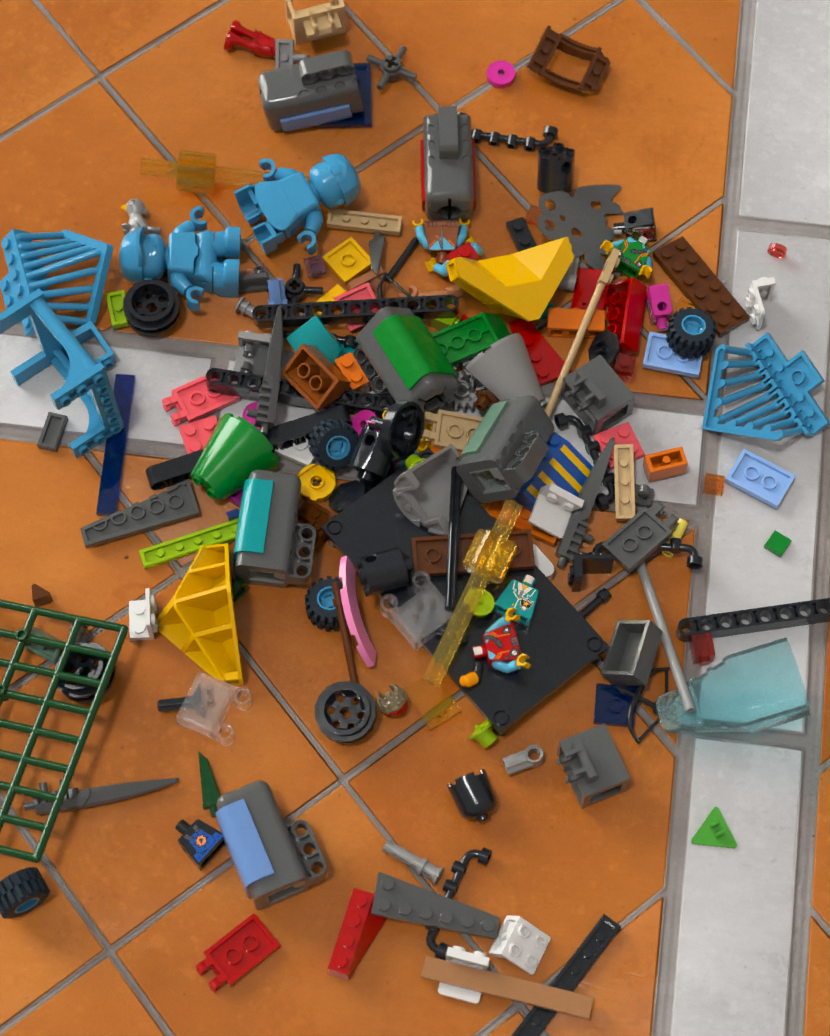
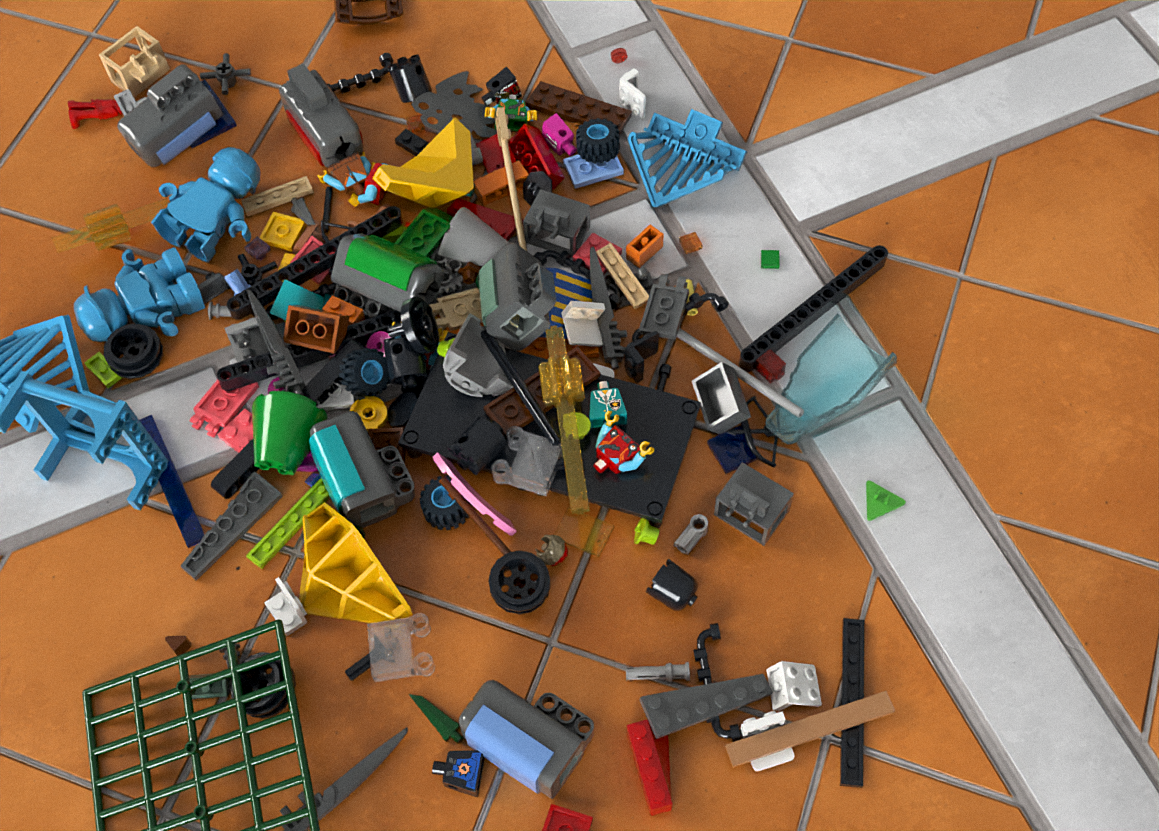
camera: 30 degrees left, 5 degrees down
(52, 432) = (103, 501): dark grey tile -> none
(136, 209) = (72, 285): light grey animal -> none
(474, 677) = (610, 488): light orange arm -> none
(504, 68) = (318, 39): dark pink piece -> none
(625, 367) = (563, 189): clear red brick -> none
(760, 478) = (723, 219): light blue plate -> none

